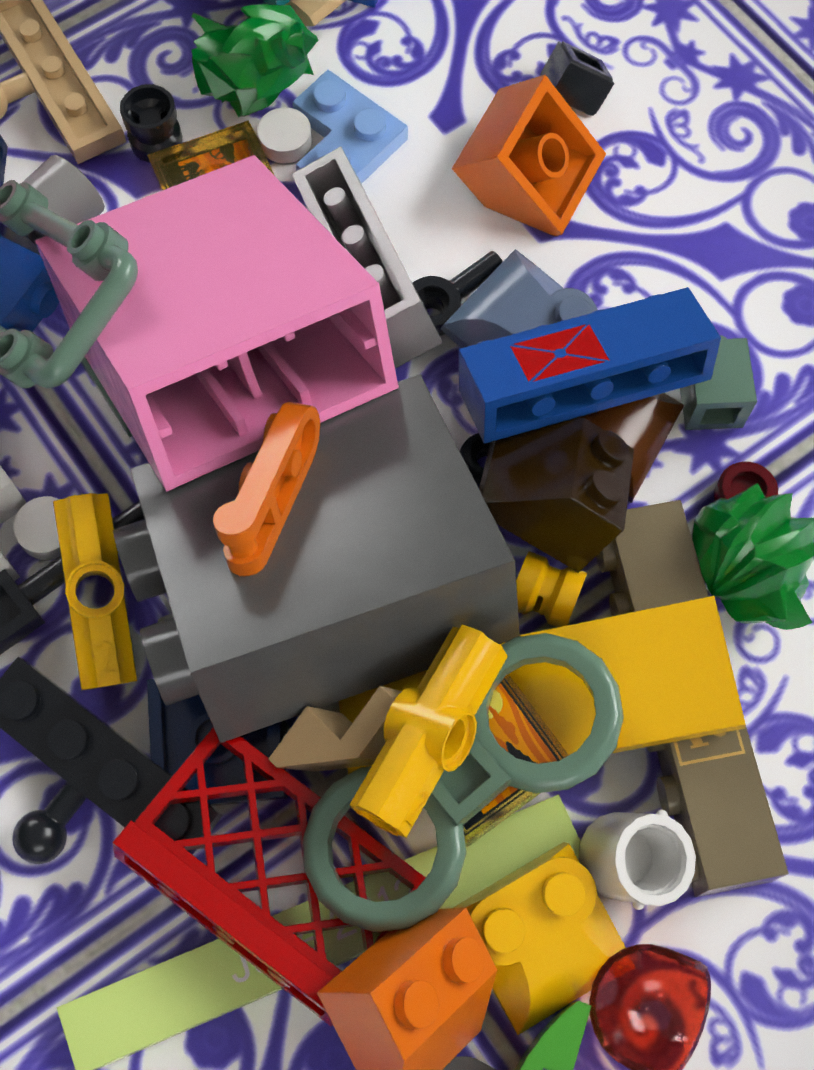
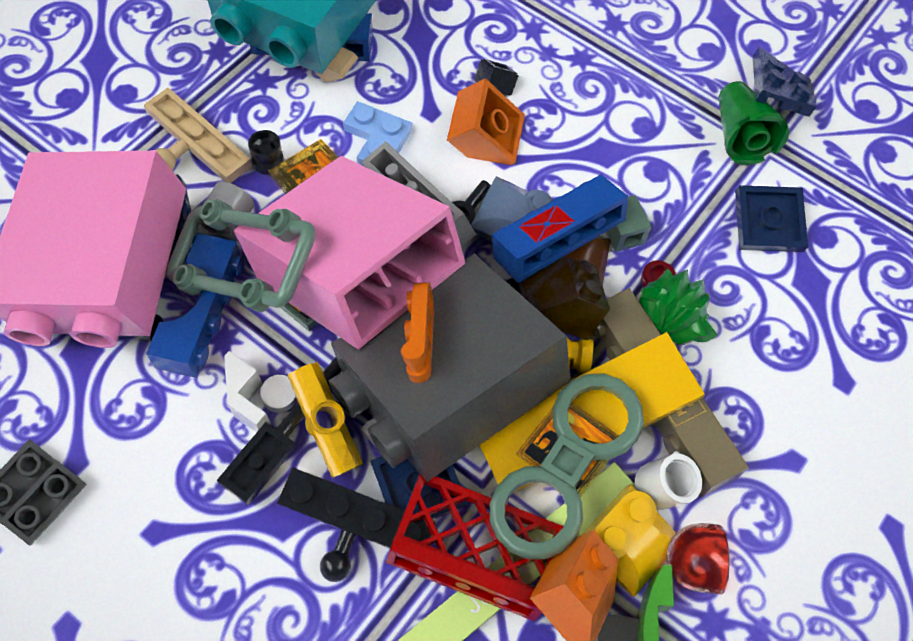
camera: 20 degrees left, 5 degrees down
(252, 59) = (316, 104): green hair -> none
(284, 135) = (343, 142): white tile -> none
(331, 741) = (483, 467): tan slope -> none
(429, 730) = (545, 440): yellow piece -> none

